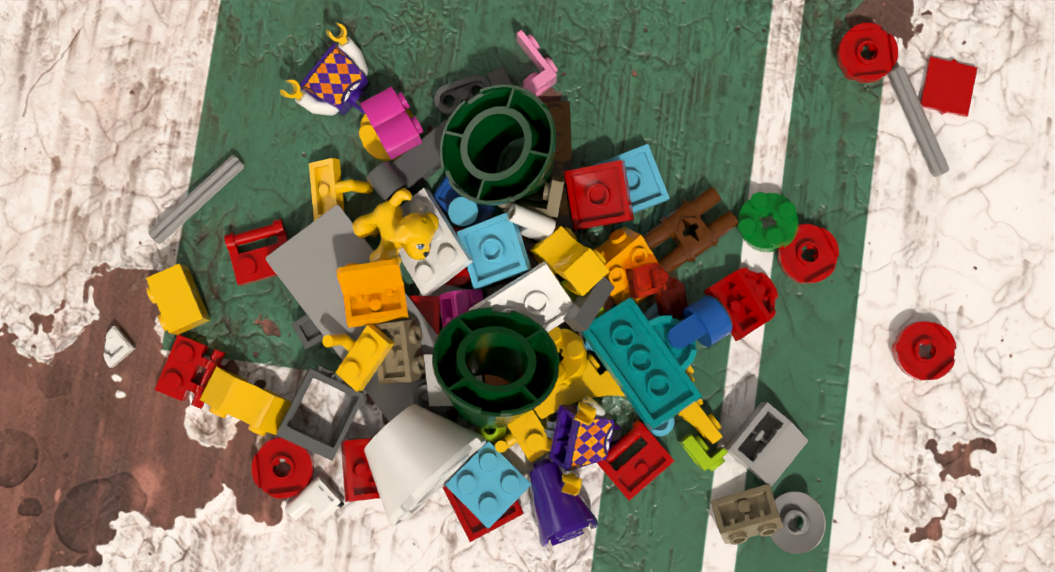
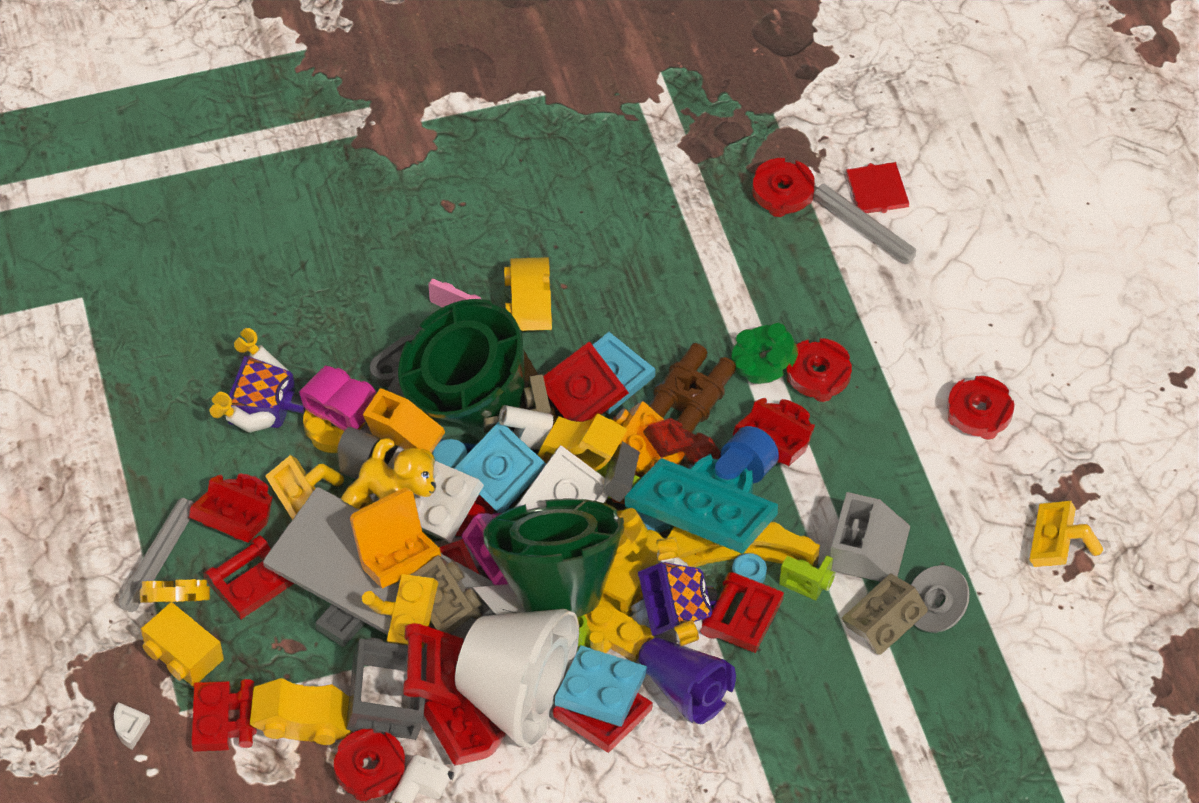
camera: 25 degrees left, 30 degrees down
(188, 251) = (166, 592): none -> yellow plate
(272, 182) = (234, 506): none -> red slope
(368, 418) = (442, 660): none -> red plate
(428, 178) = (402, 422): none -> light orange slope
(598, 77) = (530, 292): none -> yellow brick
(923, 502) = (1055, 530): none -> yellow plate

